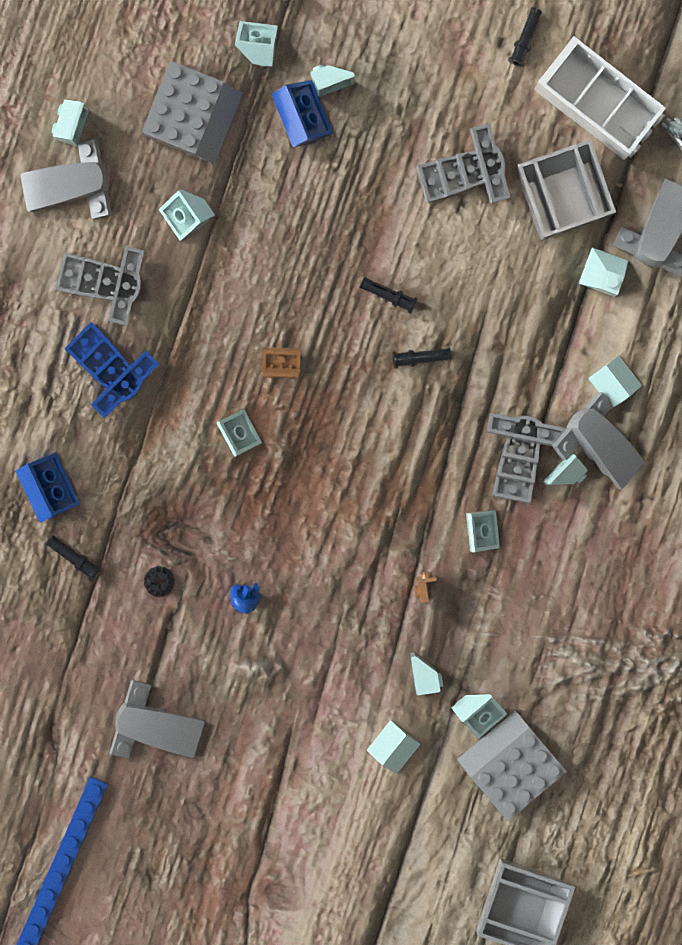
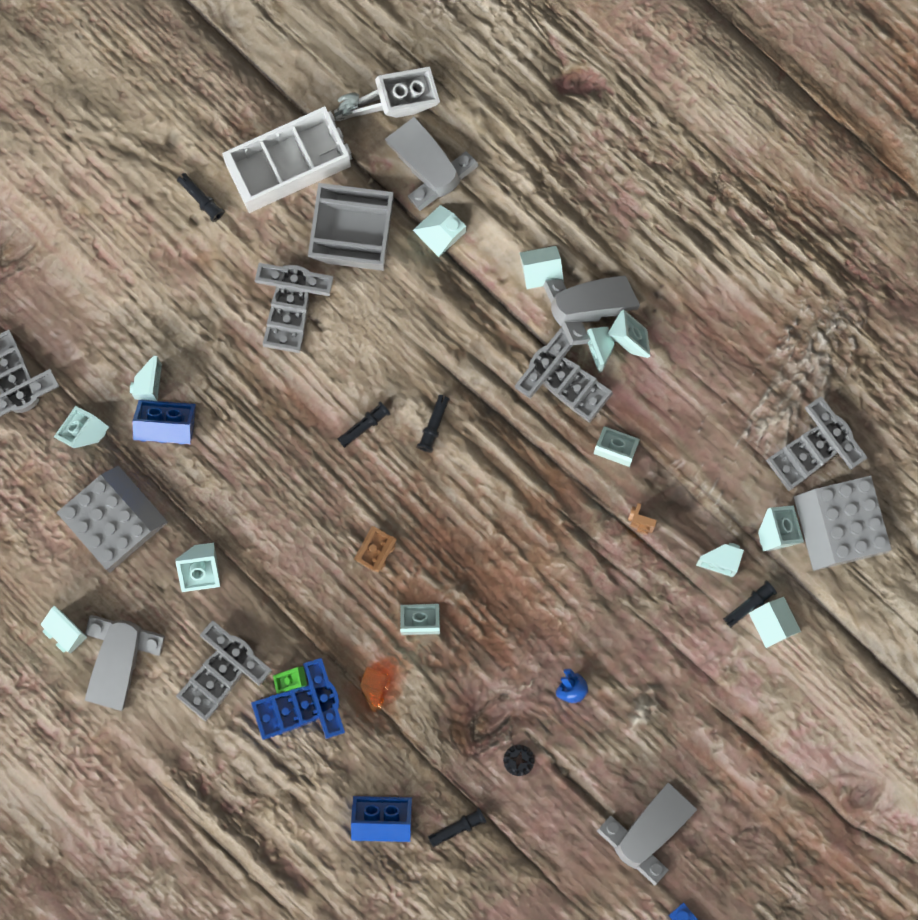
camera: 65 degrees left, 10 degrees down
(127, 346) = (290, 680): none -> bright green slope
(158, 421) = (373, 687): none -> clear orange slope
(405, 721) = (757, 598): none -> black pin
(569, 710) = (816, 447): none -> light grey slope
(590, 494) = (630, 335): none -> light aqua slope

